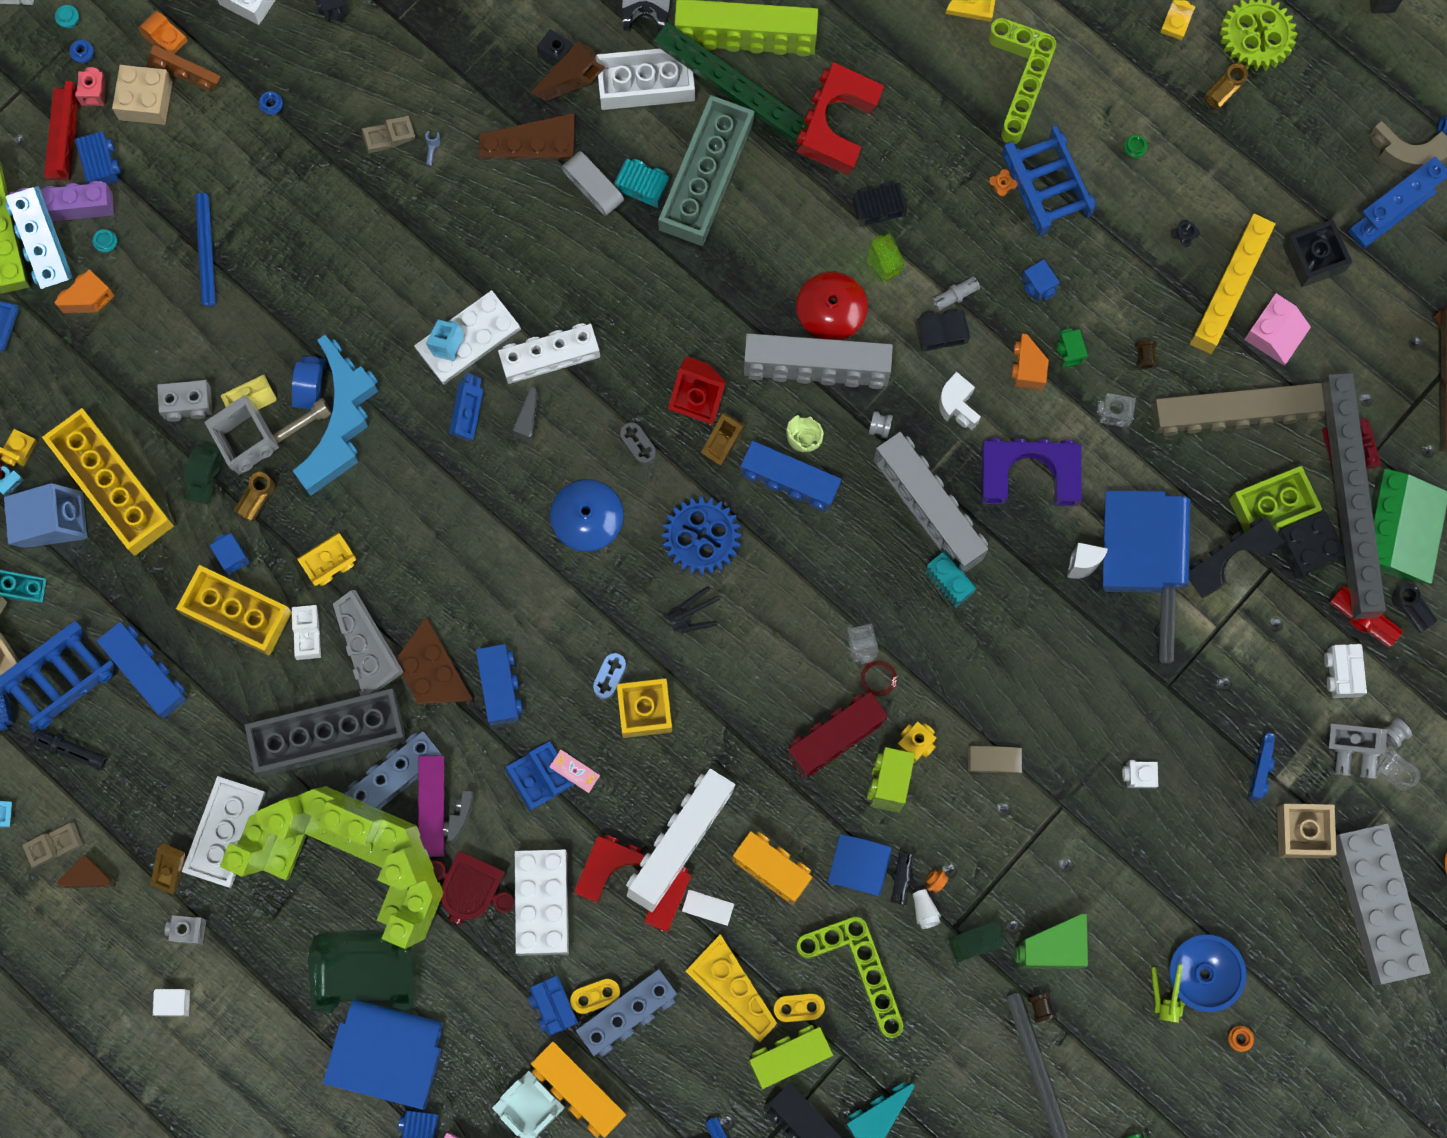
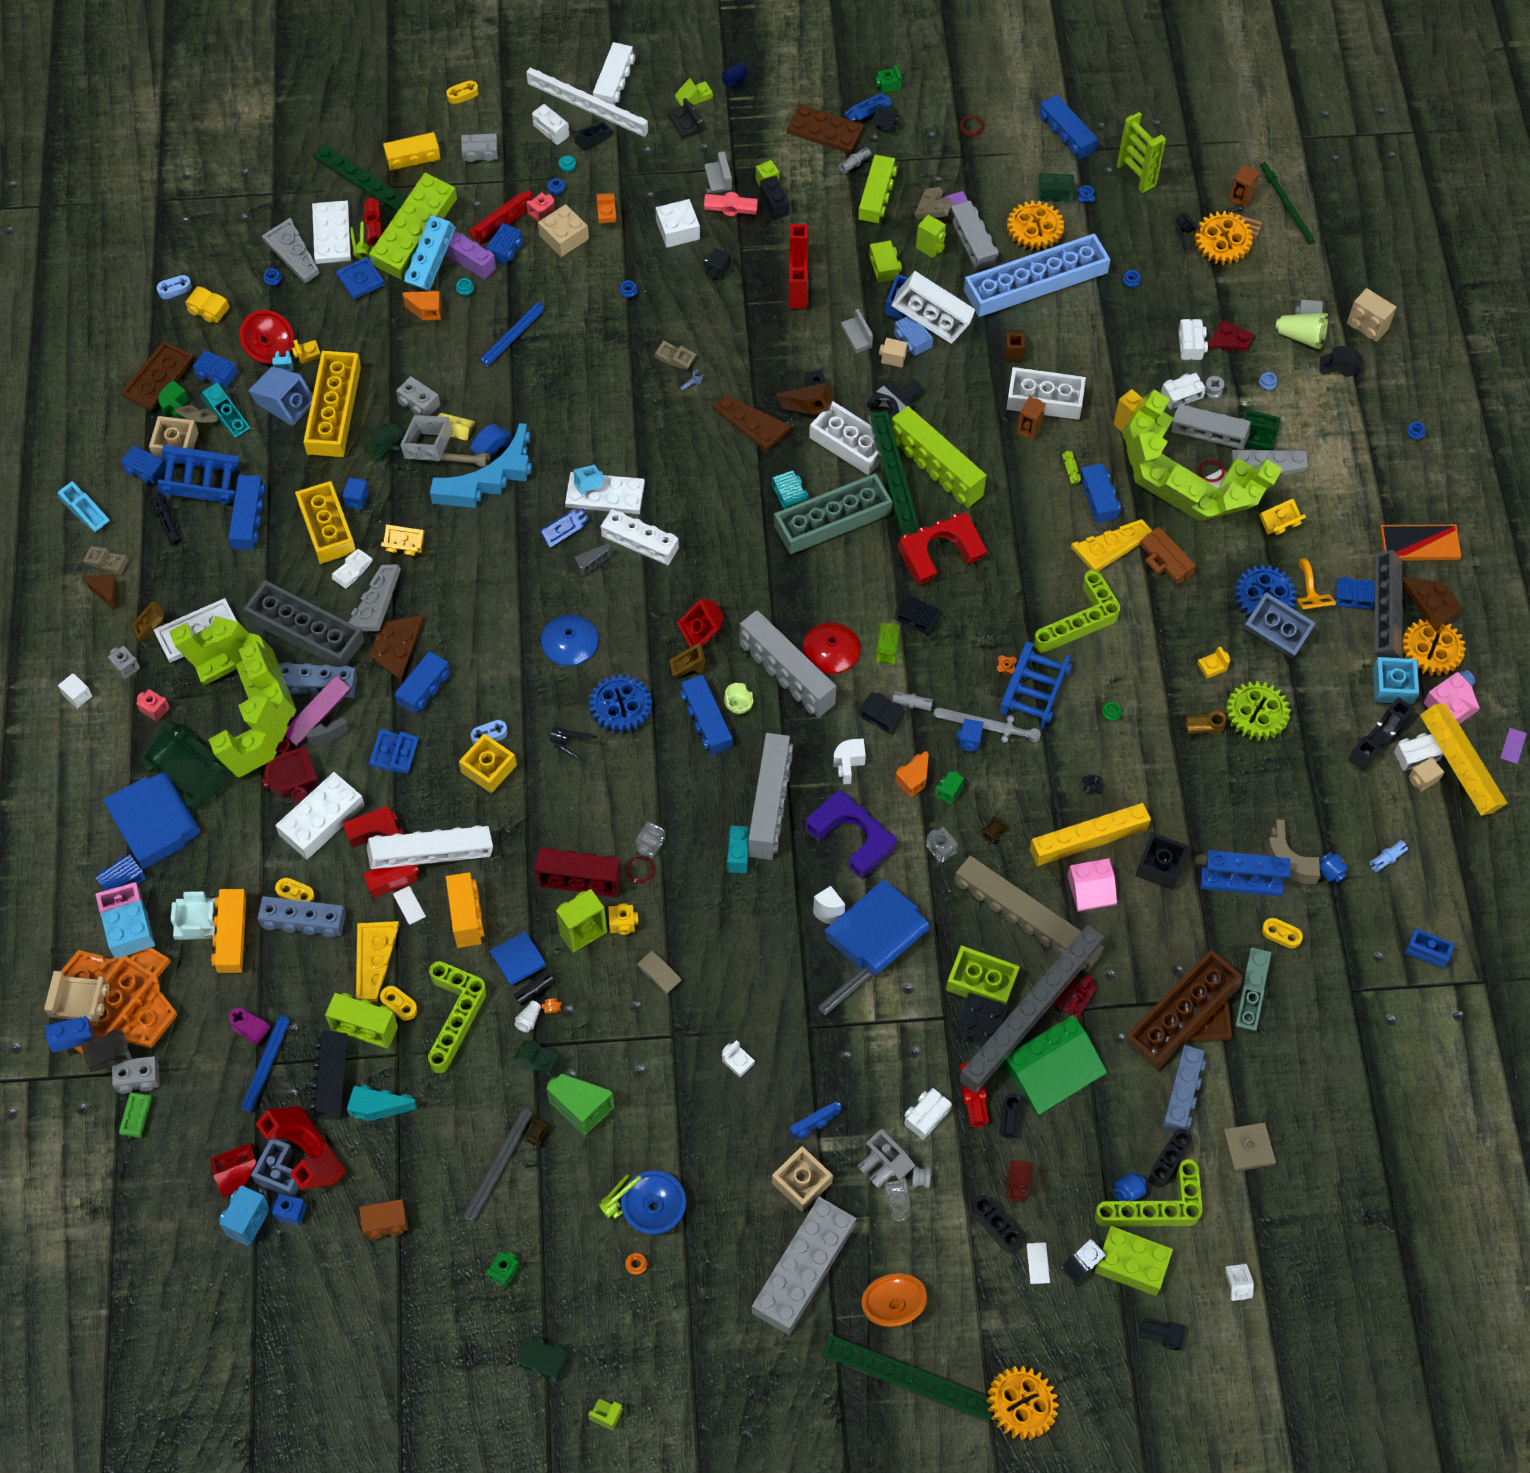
camera: 45 degrees right, 15 degrees down
(182, 68) = (597, 233): dark orange wing -> none
(254, 499) = (402, 476): pearl gold piece -> none
(270, 949) = (152, 704): none -> coral brick
(553, 1006) = (267, 873): blue brick -> none
(574, 771) = (415, 765): bright pink sticker -> none
(592, 183) = (761, 470): light grey beam -> none
(642, 440) = (643, 626): dark grey beam -> none
(880, 424) = (788, 728): light grey wheel -> none
(1046, 253) = (1006, 728): none -> light grey sword
(1210, 574) = (900, 981): black arch -> none

